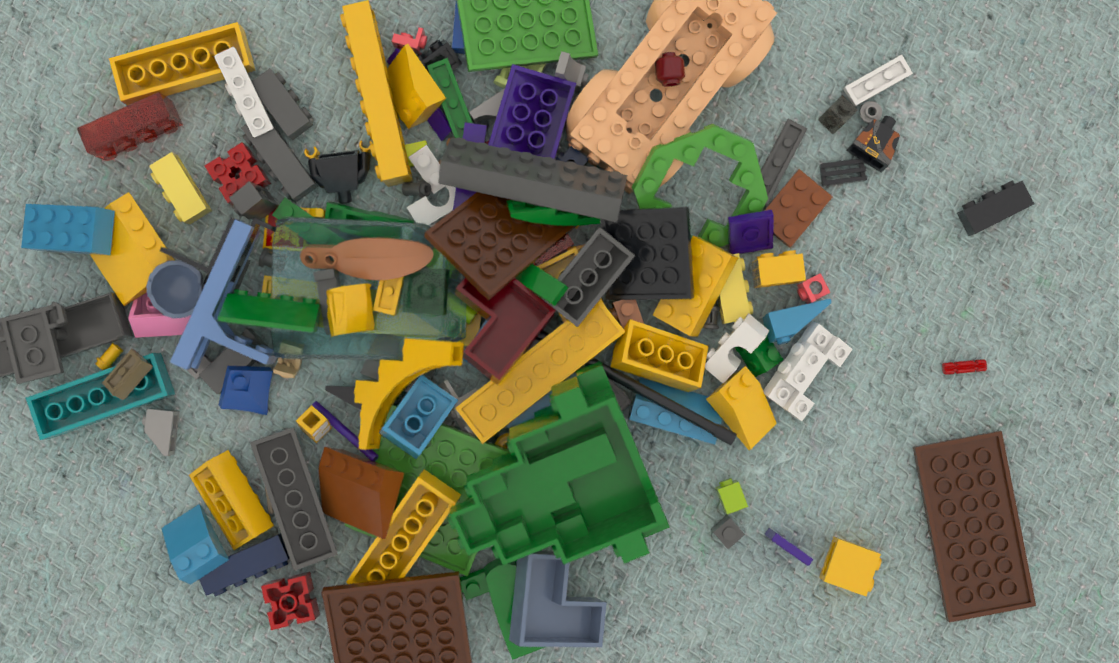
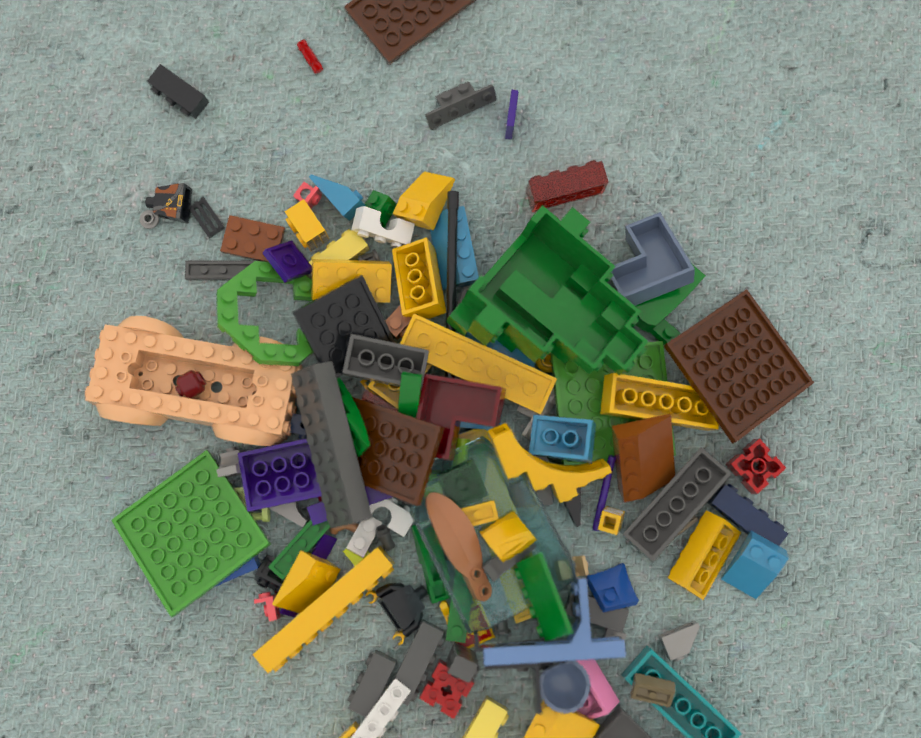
camera: 115 degrees left, 5 degrees down
(109, 356) = (646, 715): yellow pin -> none
(680, 564) = (567, 185): none -> clear red brick
(727, 531) = (524, 165): dark grey brick -> none
(731, 496) = (496, 176): lime brick -> none
(802, 366) = (372, 172): white bracket -> none
(833, 499) = (459, 102): none -> dark grey bracket
(837, 114) = (163, 242): clear smoke bracket -> none
(850, 566) = (502, 64): yellow piece -> none
(877, 80) = (122, 226): white plate -> none

